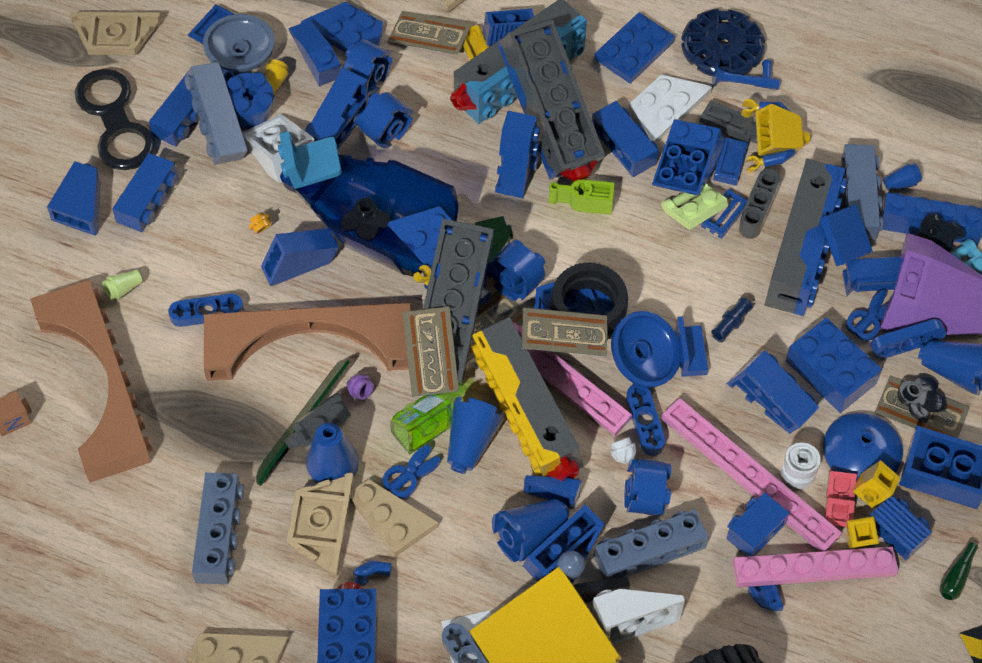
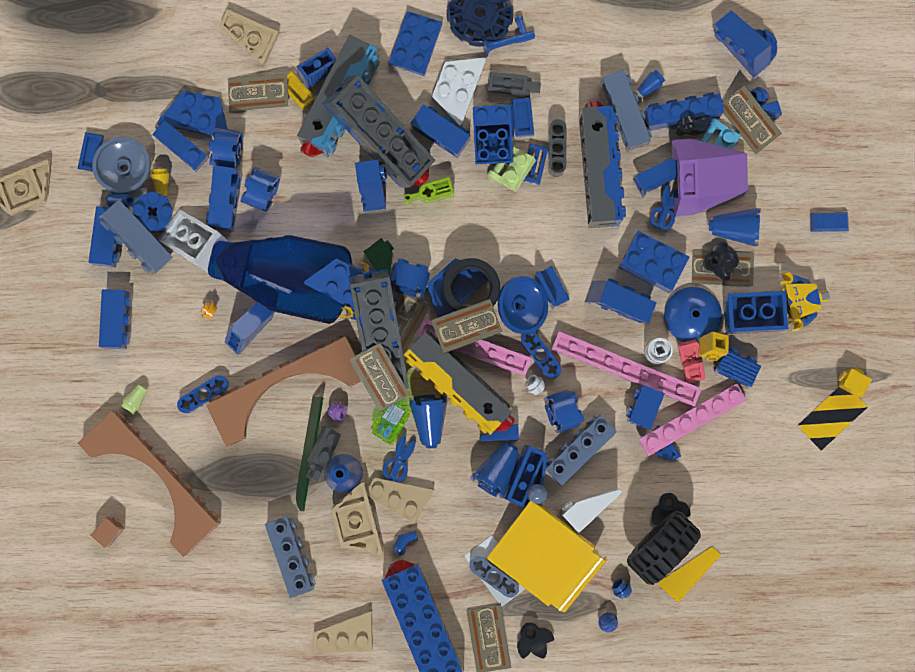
camera: 25 degrees left, 25 degrees up
(78, 199) = (68, 344): blue slope -> none
(114, 118) = (59, 264): black bar -> none
(310, 161) = (225, 257): dark azure bracket -> none
(365, 219) = (286, 283): black plate -> none
(591, 589) = (562, 493): black tile -> none
(732, 319) = (571, 252): dark blue pin -> none
(777, 133) = (550, 84): yellow torso -> none
(846, 235) = (631, 160): blue tile -> none
(861, 532) = (715, 384): yellow slope -> none
(897, 343) = (698, 220): blue beam -> none
(956, 577) = (784, 389): dark green piece -> none

